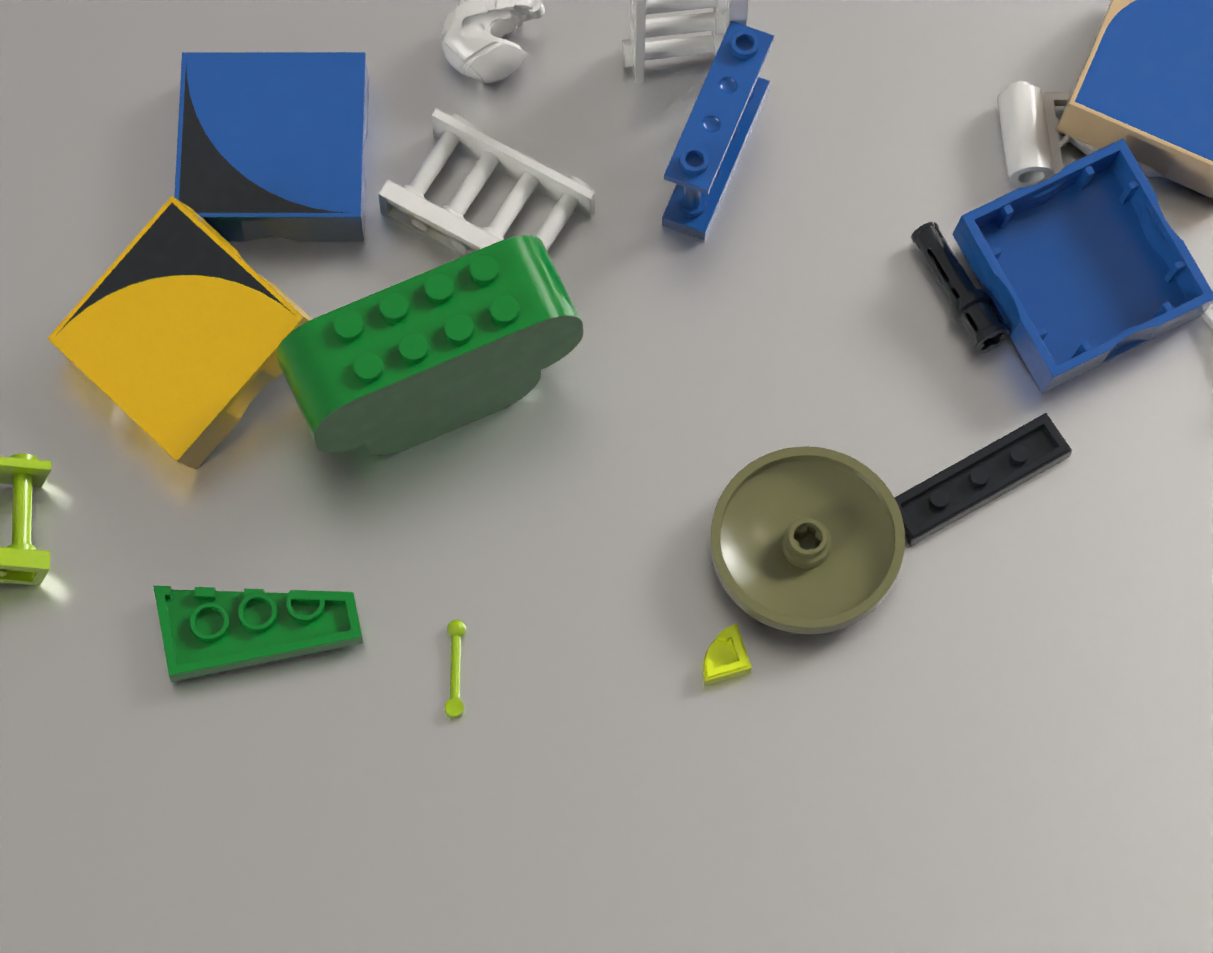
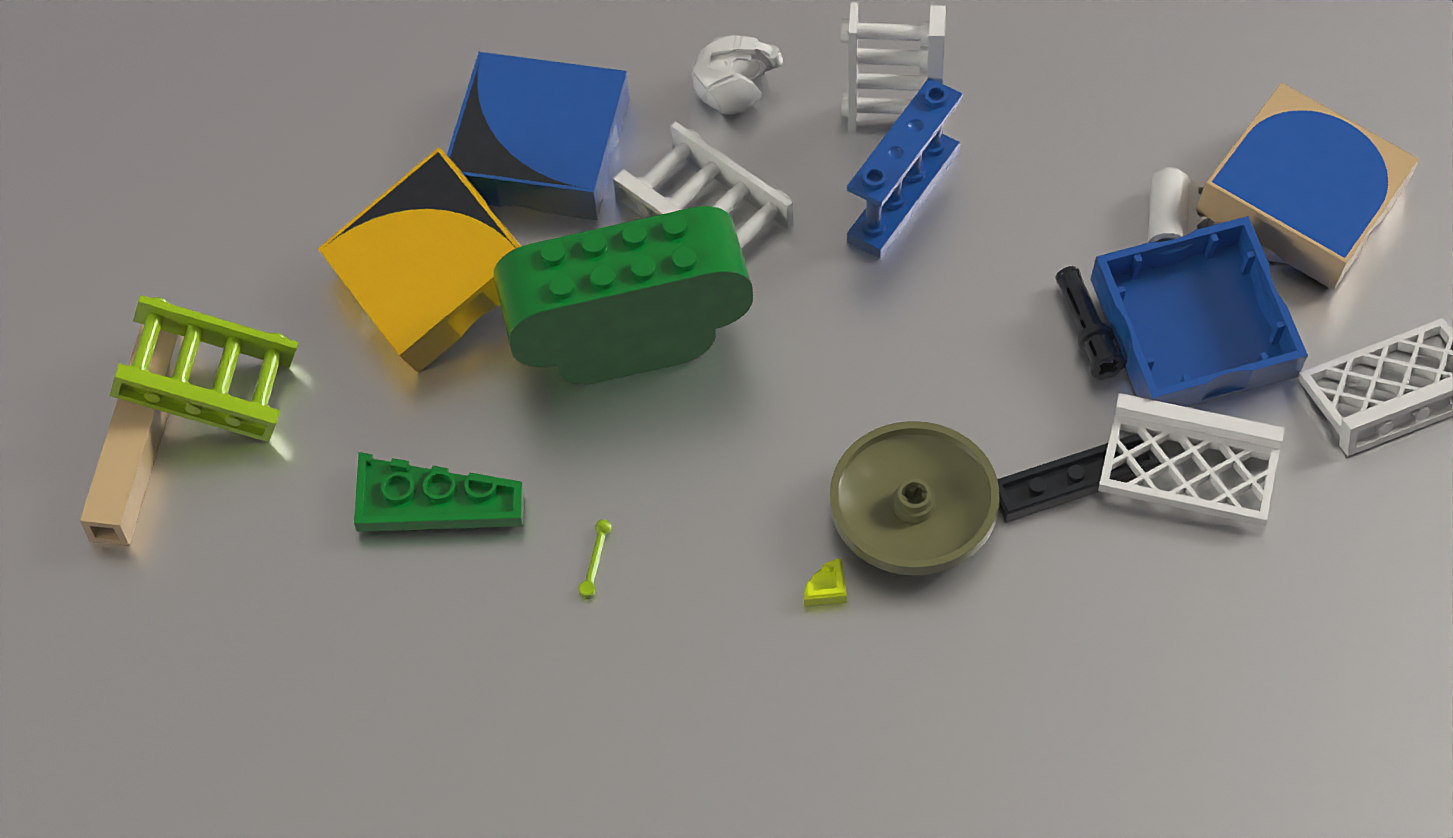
camera: 15 degrees right, 10 degrees down
(1111, 403) = (1205, 432): none -> white fence

